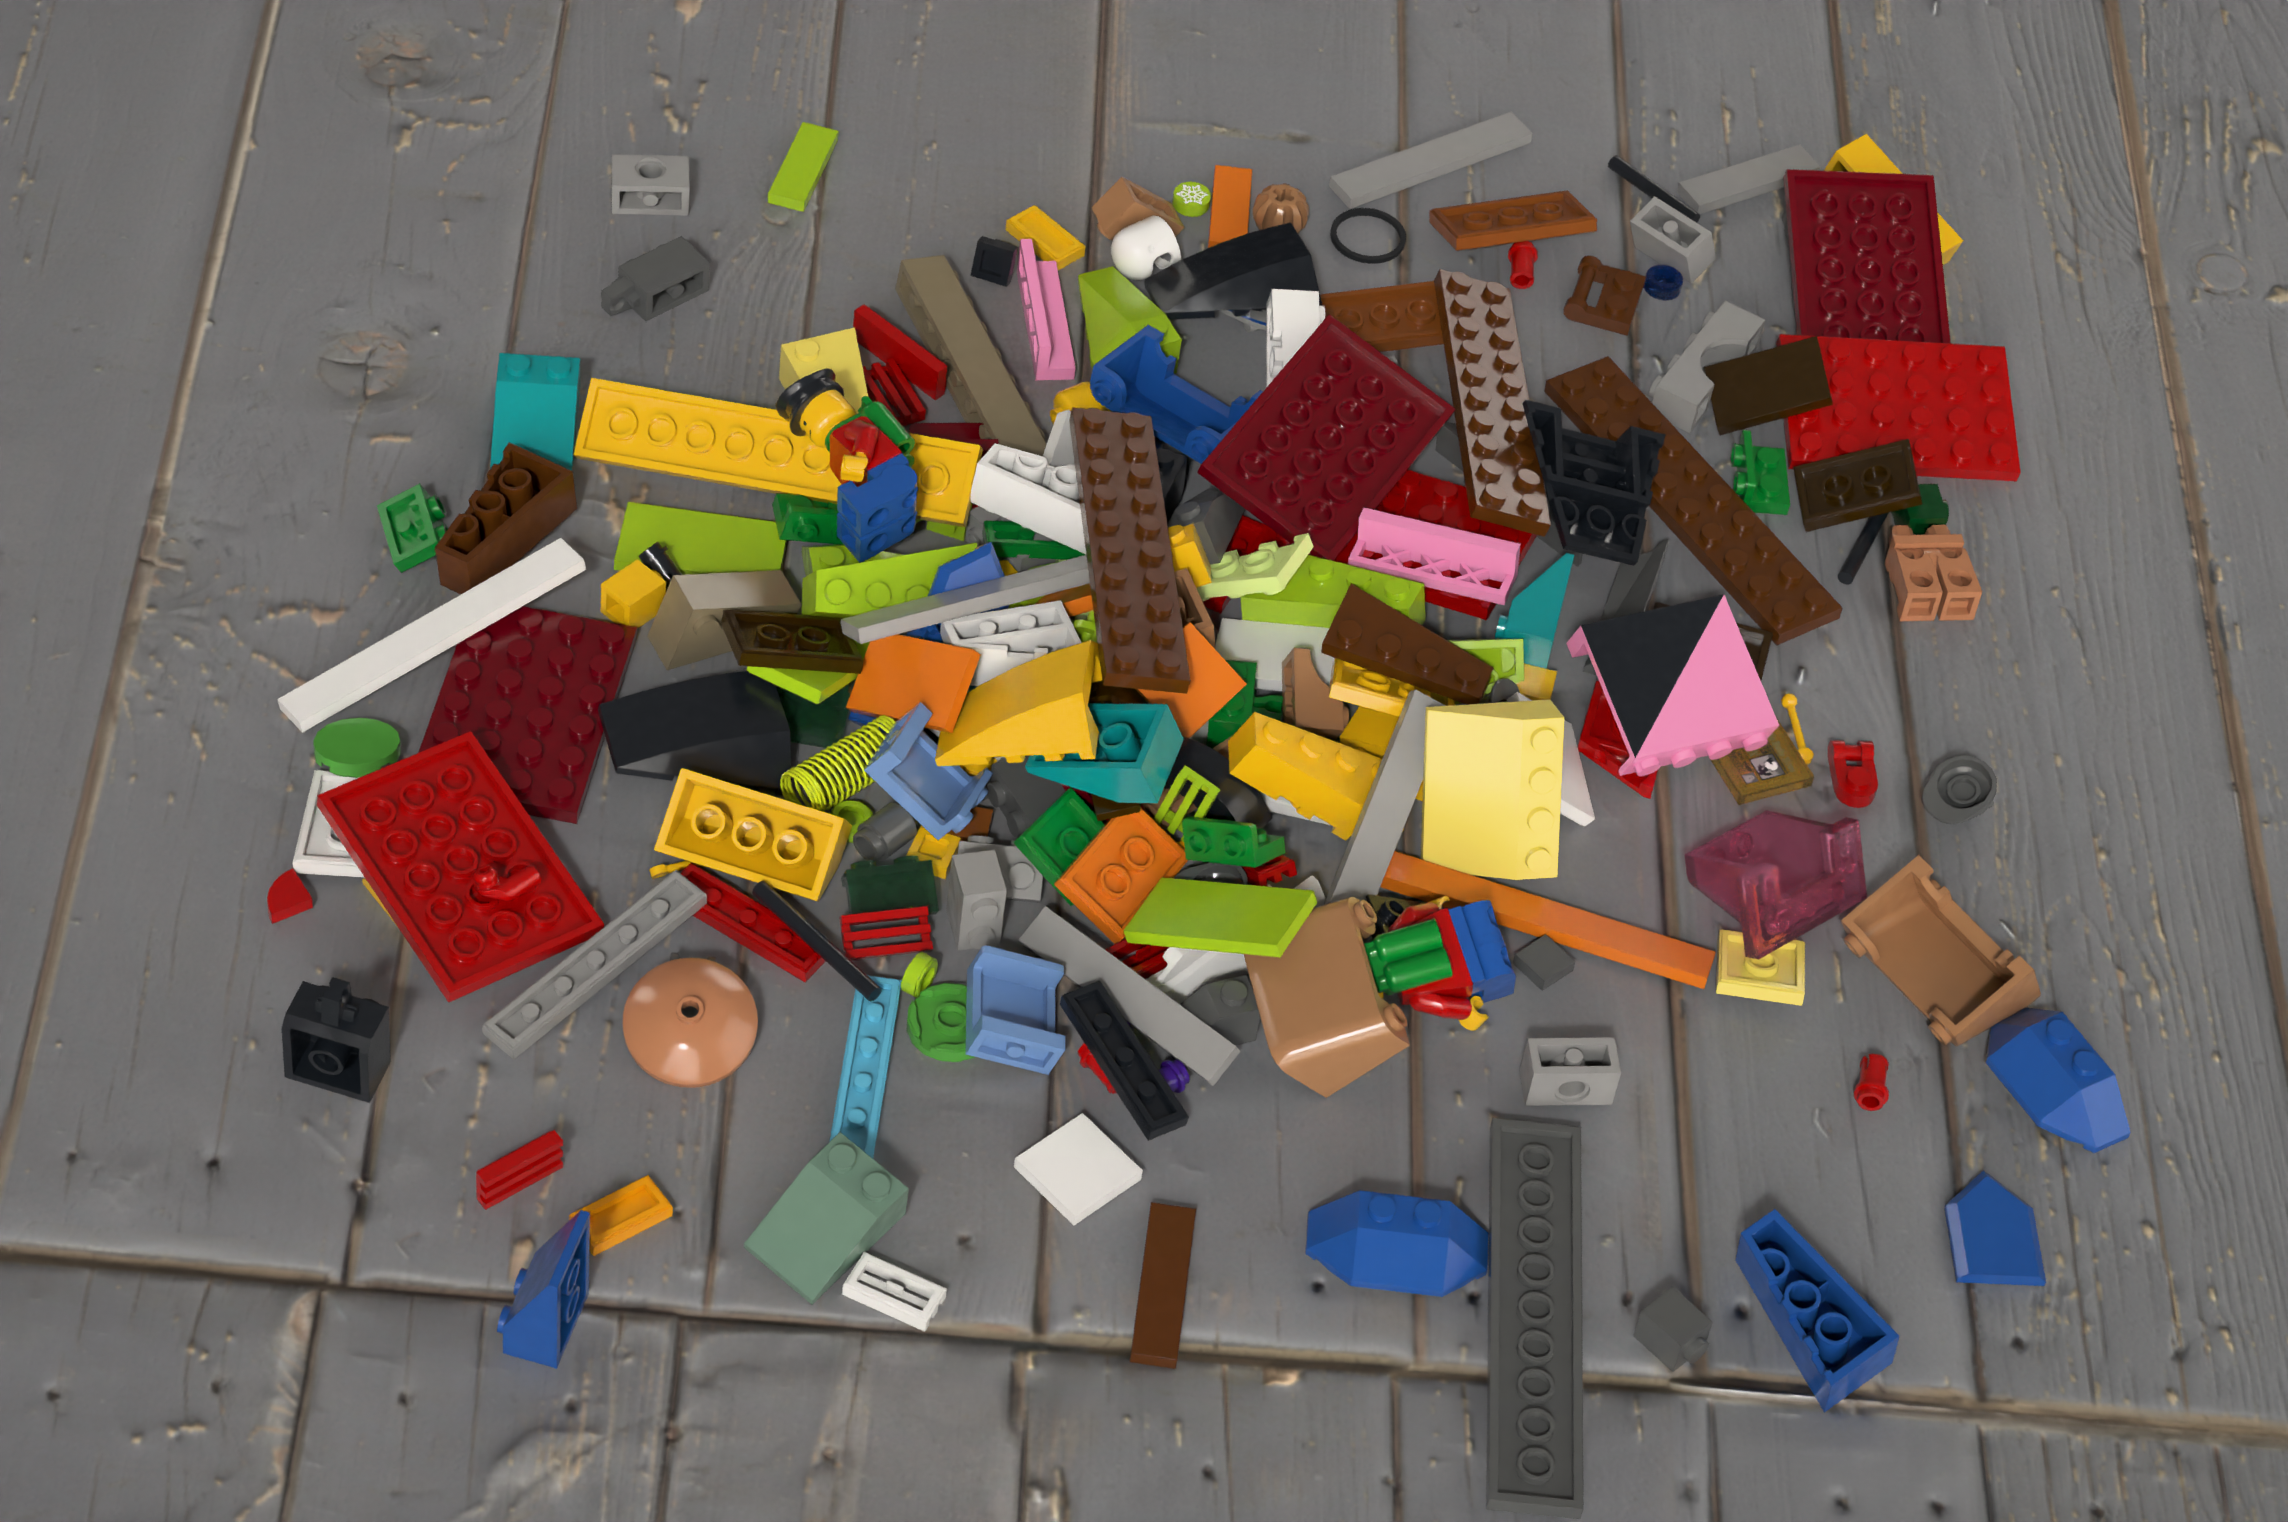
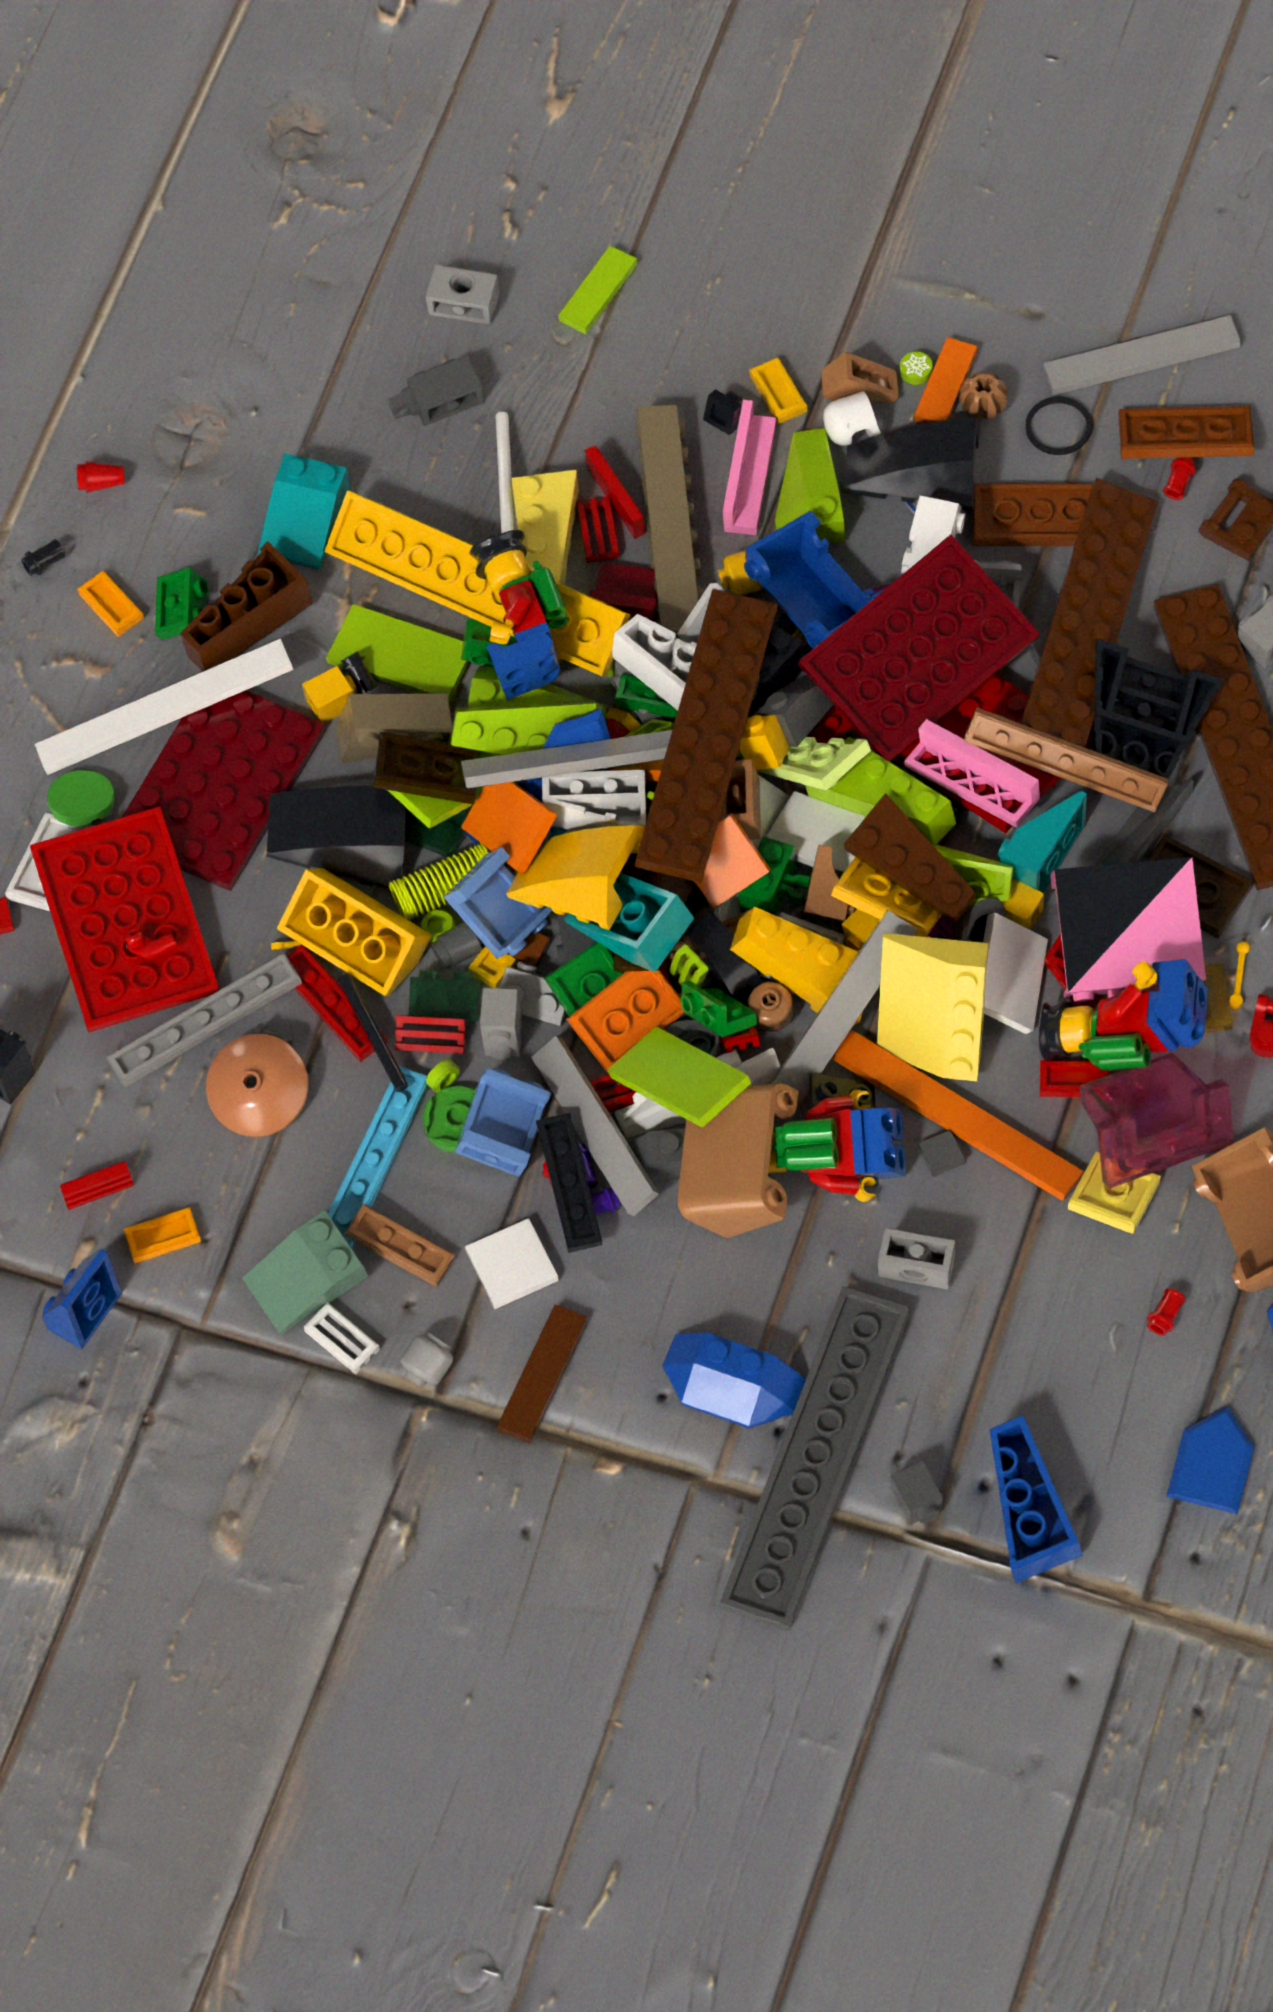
camera: 30 degrees right, 15 degrees up
(217, 509) = (41, 558): none -> black pin
(268, 413) = (98, 476): none -> red cone
(324, 543) = (110, 603): none -> light orange tile
(761, 340) = (504, 472): none -> white piece
(937, 1171) = (399, 1245): none -> medium nougat tile
(1016, 1292) = (426, 1360): none -> light grey head
(1298, 829) = (771, 1017): none -> medium nougat head
(1533, 527) = (1065, 760): none -> medium nougat tile
(1654, 861) = (1064, 1077): none -> red tile
(1722, 777) = (1133, 1023): none -> piece

